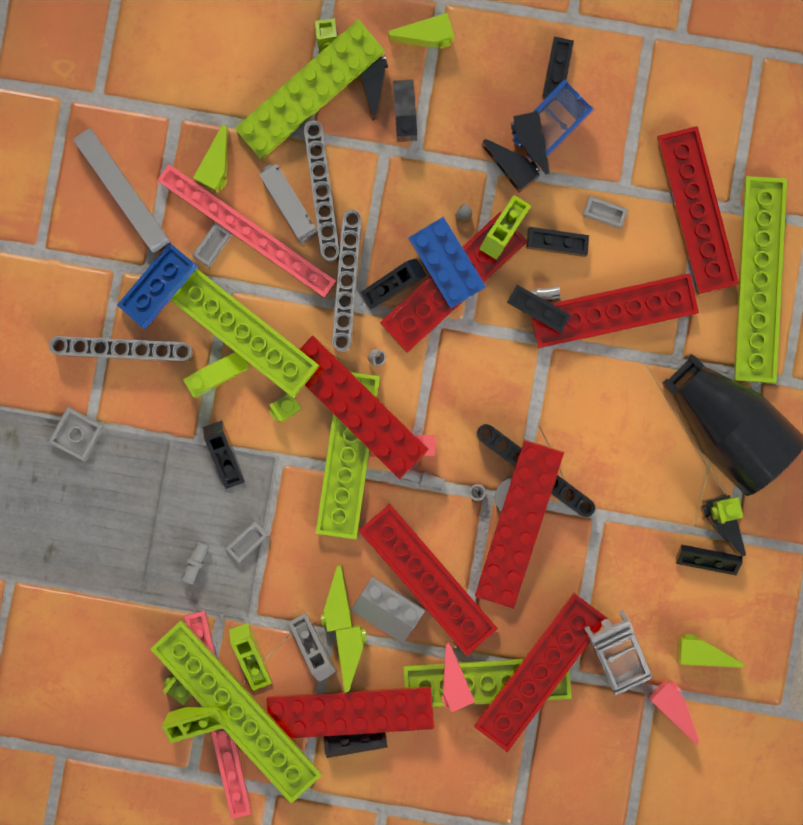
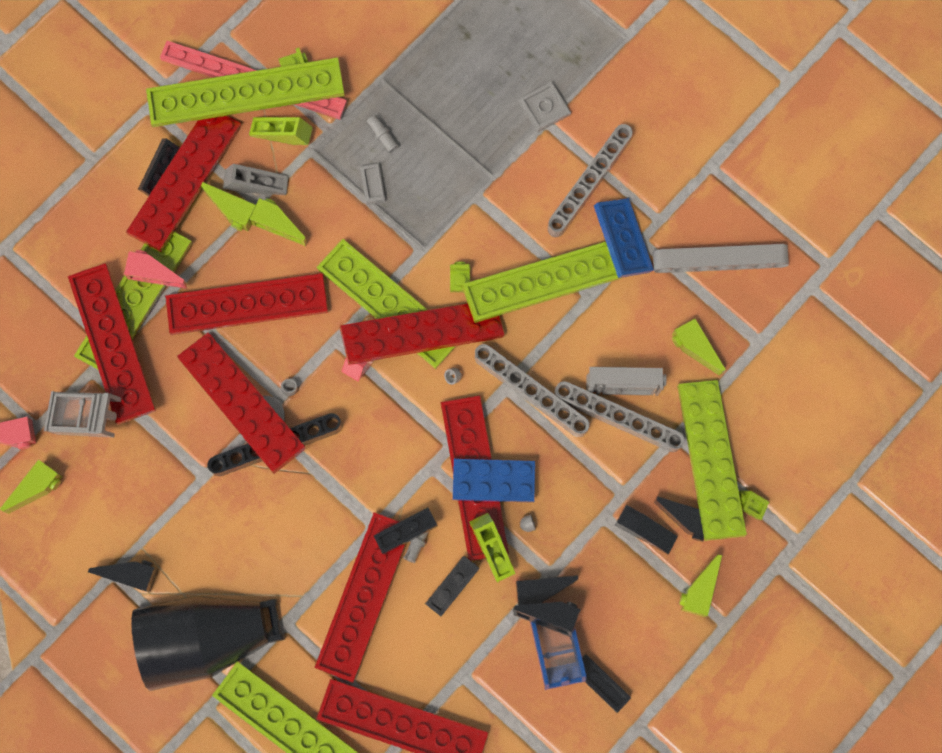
camera: 115 degrees right, 10 degrees down
(192, 722) = (260, 53): lime slope -> none
(212, 245) = (630, 303): light grey tile -> none
(215, 374) = (522, 237): lime slope -> none
(223, 454) = (458, 207): black slope -> none
(246, 231) = (624, 336): coral plate -> none
(388, 609) = (245, 259): light grey slope -> none
(393, 283) = (505, 428): black slope -> none
(424, 479) = (328, 351): light grey pin -> none
(605, 212) = (452, 644): light grey tile -> none
(709, 560) = (105, 540): black plate -> none
(726, 510) = (134, 578): lime bracket -> none

